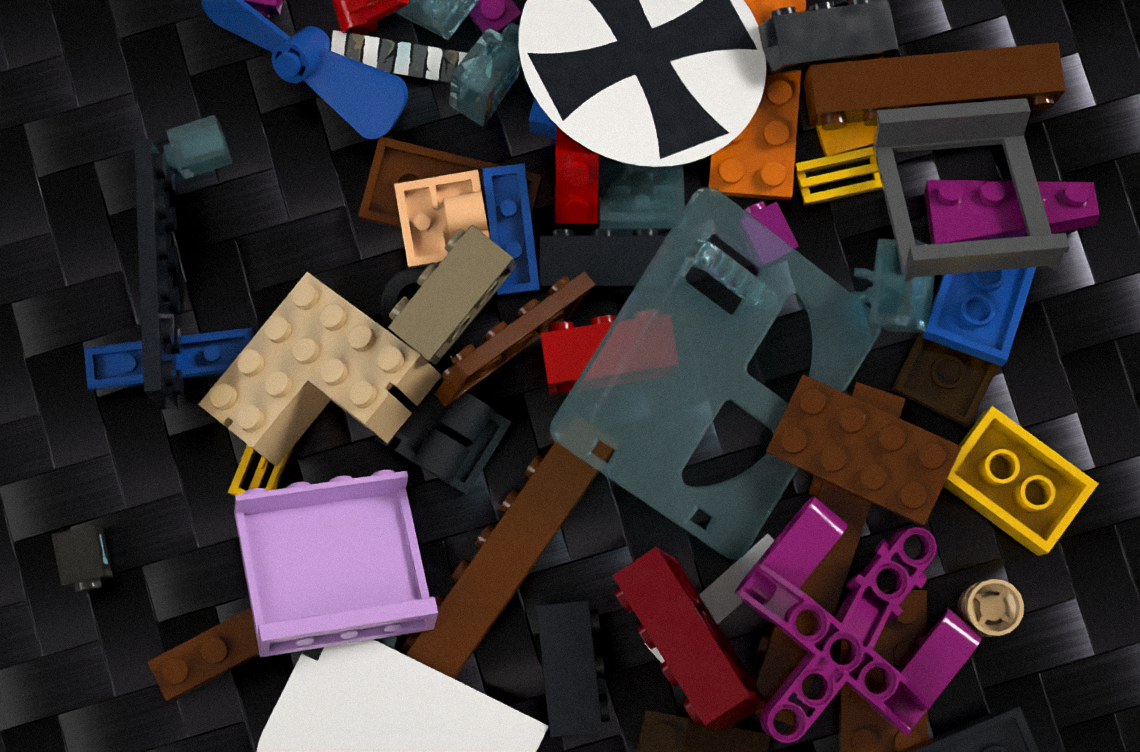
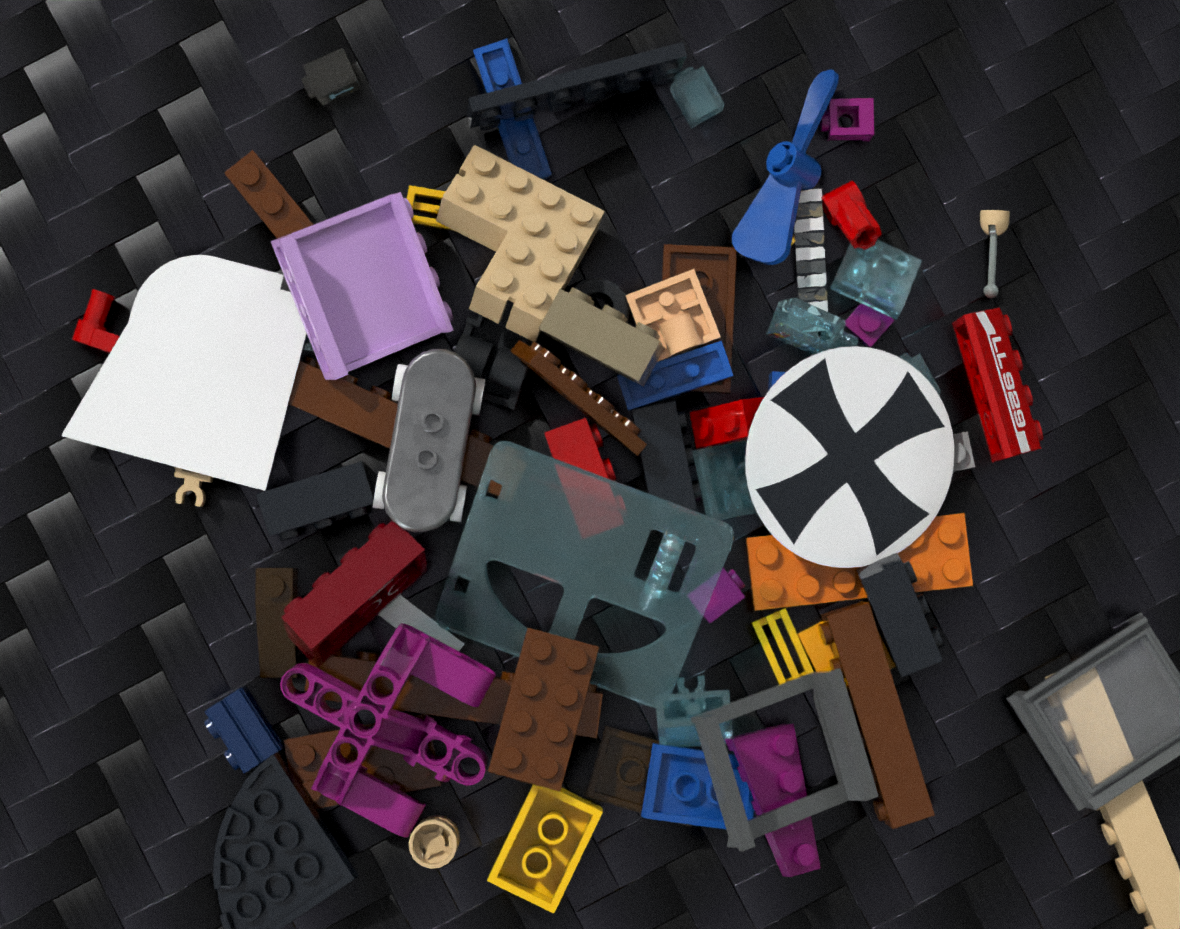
camera: 80 degrees right, 5 degrees up
(530, 520) = (429, 441): none -> flat silver piece

